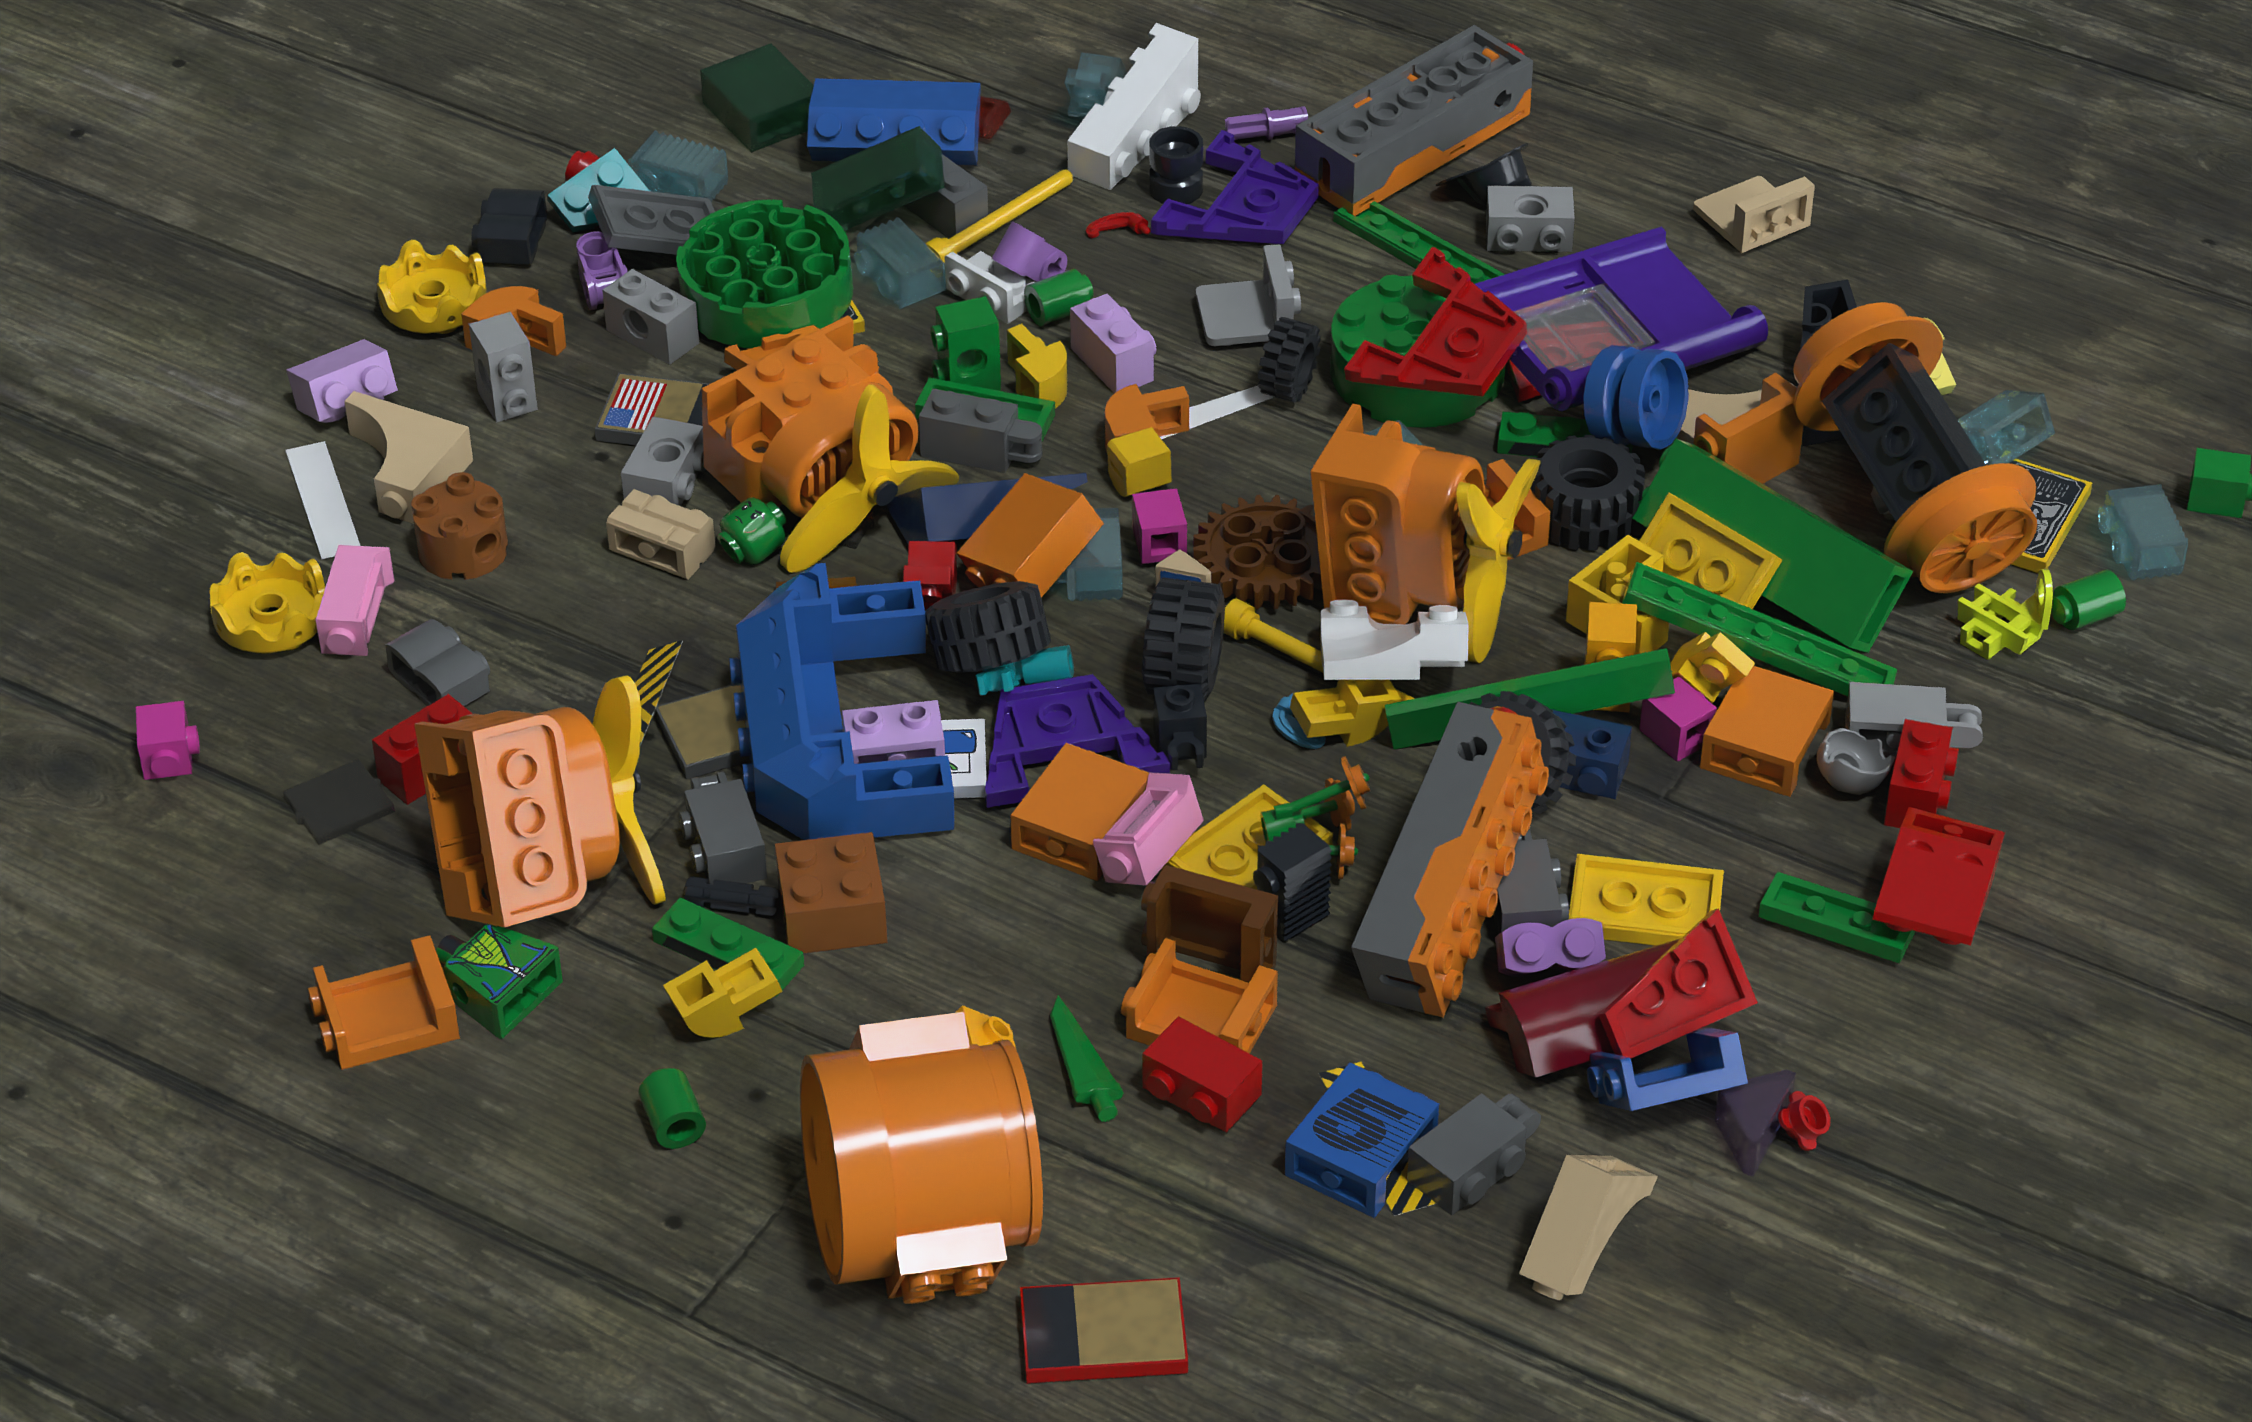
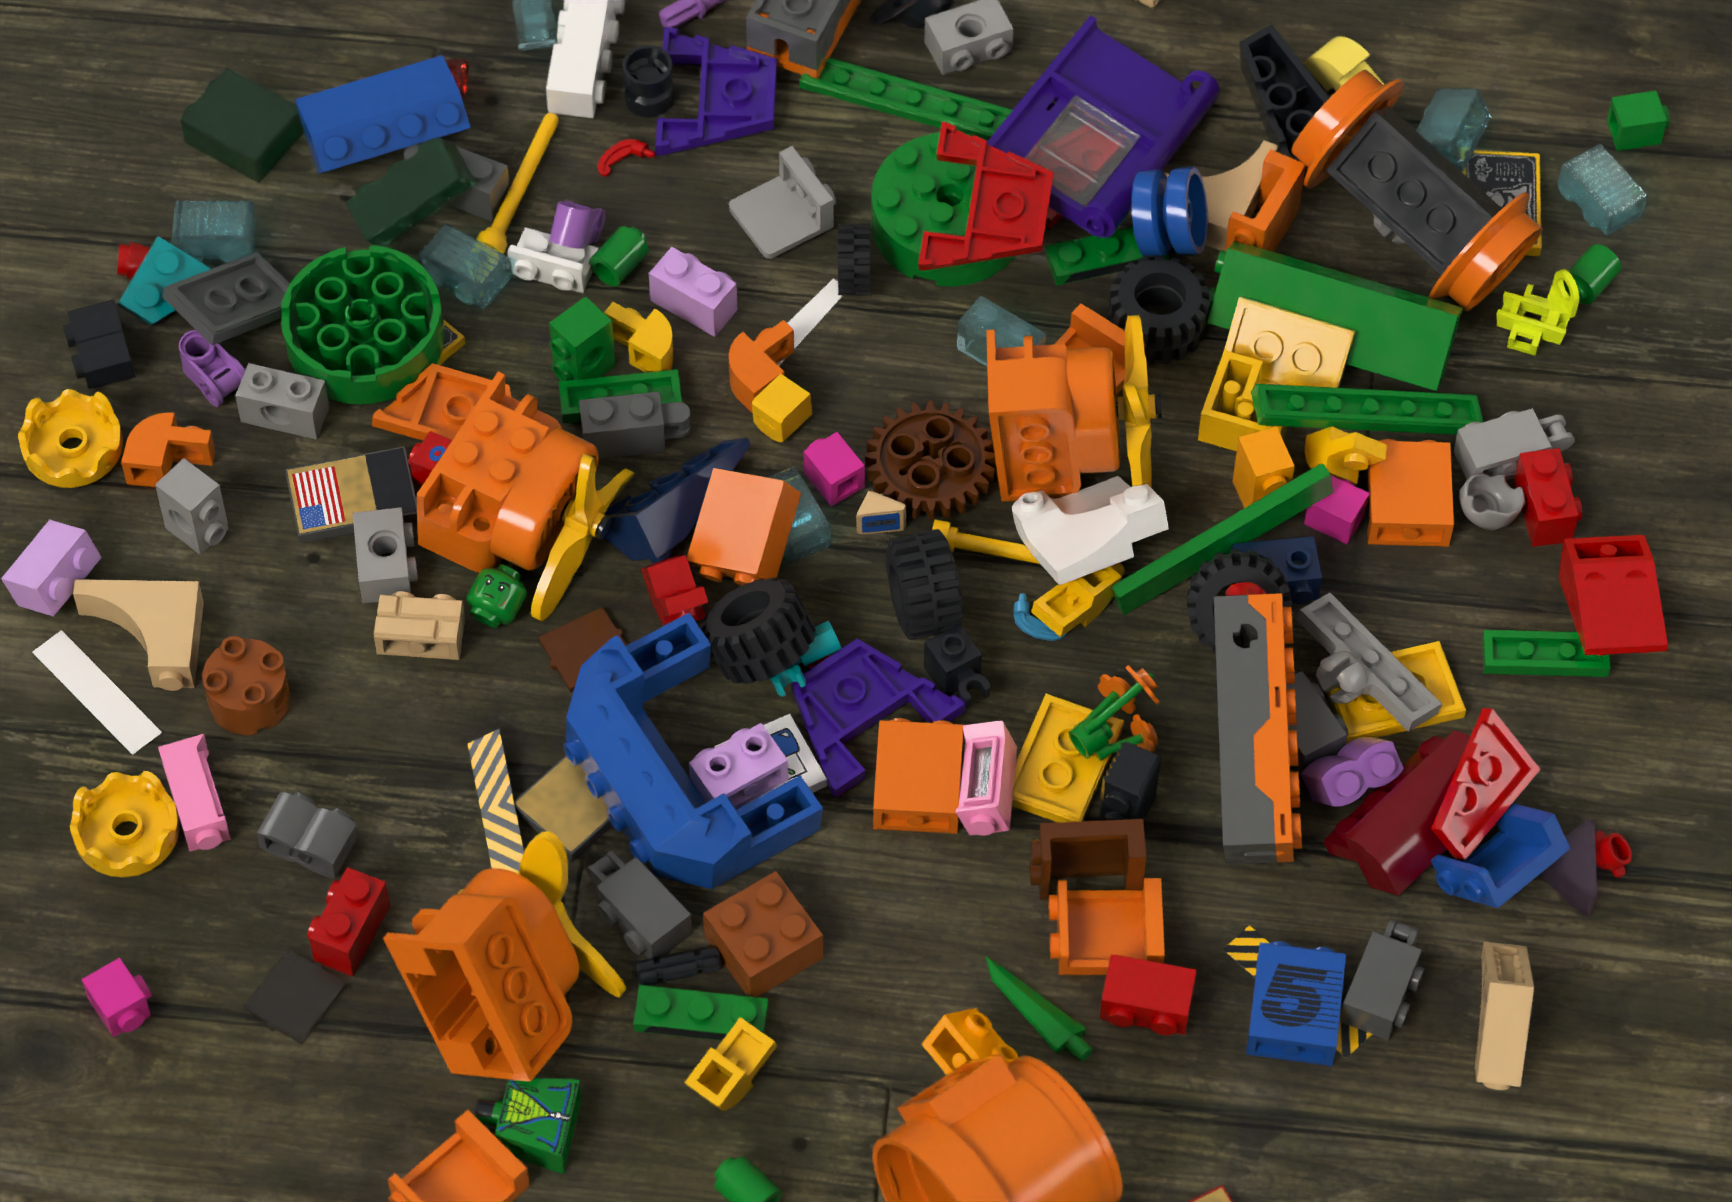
camera: 25 degrees left, 15 degrees up
(1619, 854) = (1364, 665): none -> light grey plate

